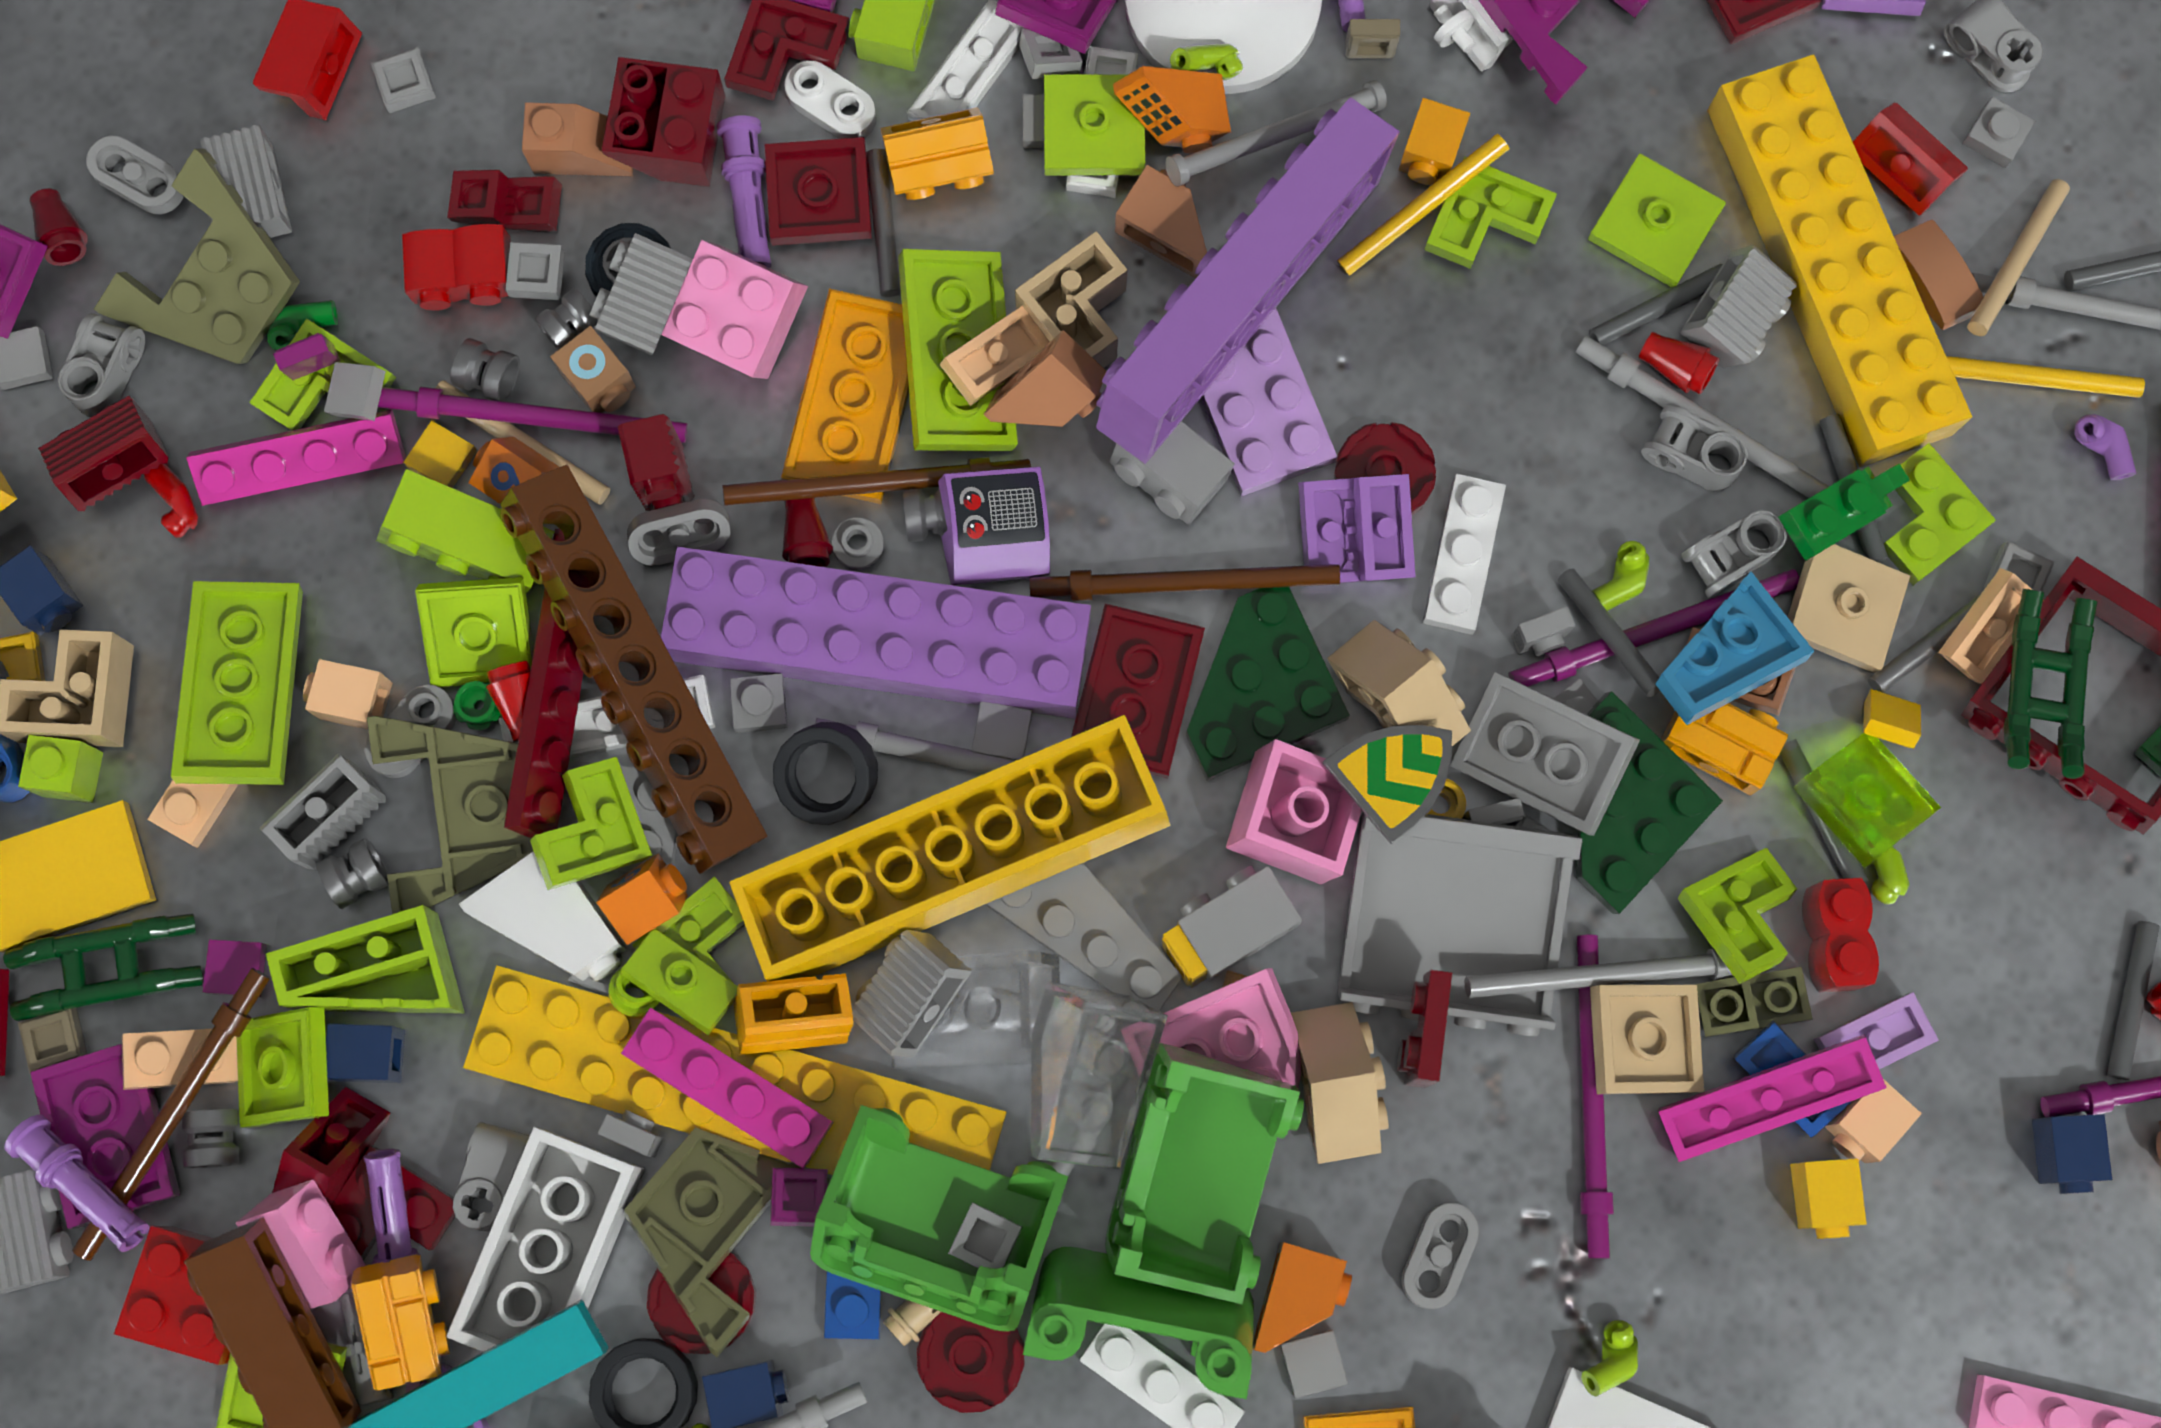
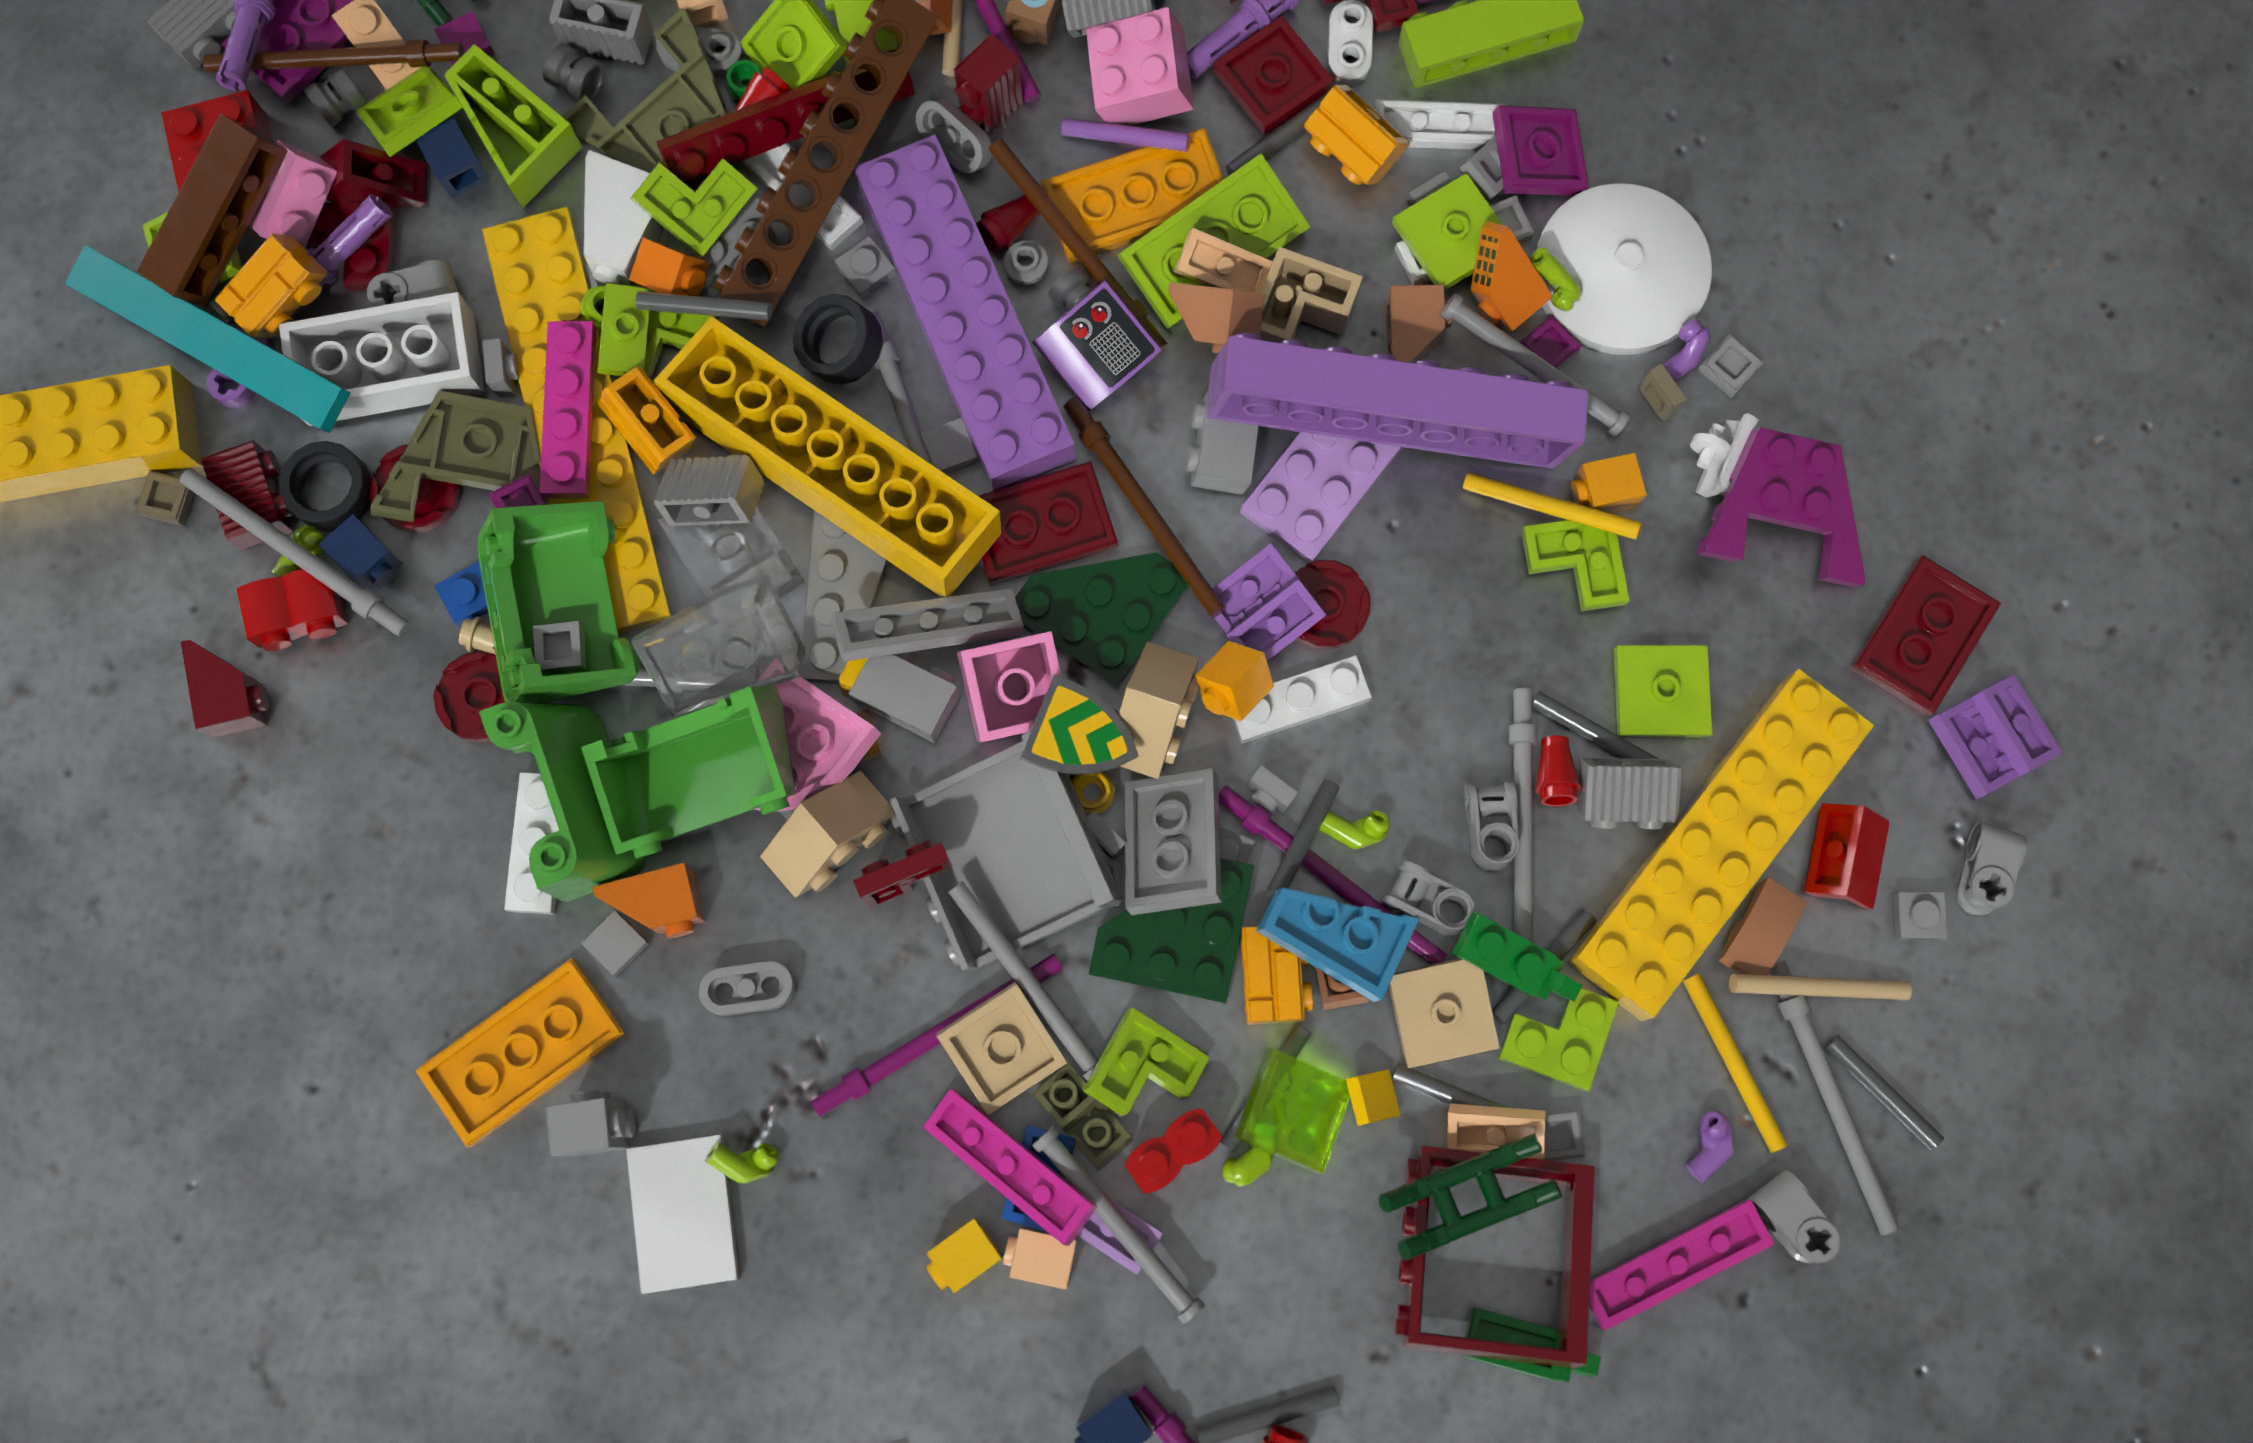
camera: 60 degrees right, 0 degrees up
(713, 883) = (703, 305): none -> dark grey bar
(788, 366) = (1126, 134): none -> medium lavender bar
(1188, 857) = (927, 624): none -> light grey plate
(1256, 106) = (1552, 342): none -> magenta tile
(1420, 599) = (1234, 681): none -> light orange brick
(1997, 1009) = (1119, 1226): none -> light grey bar

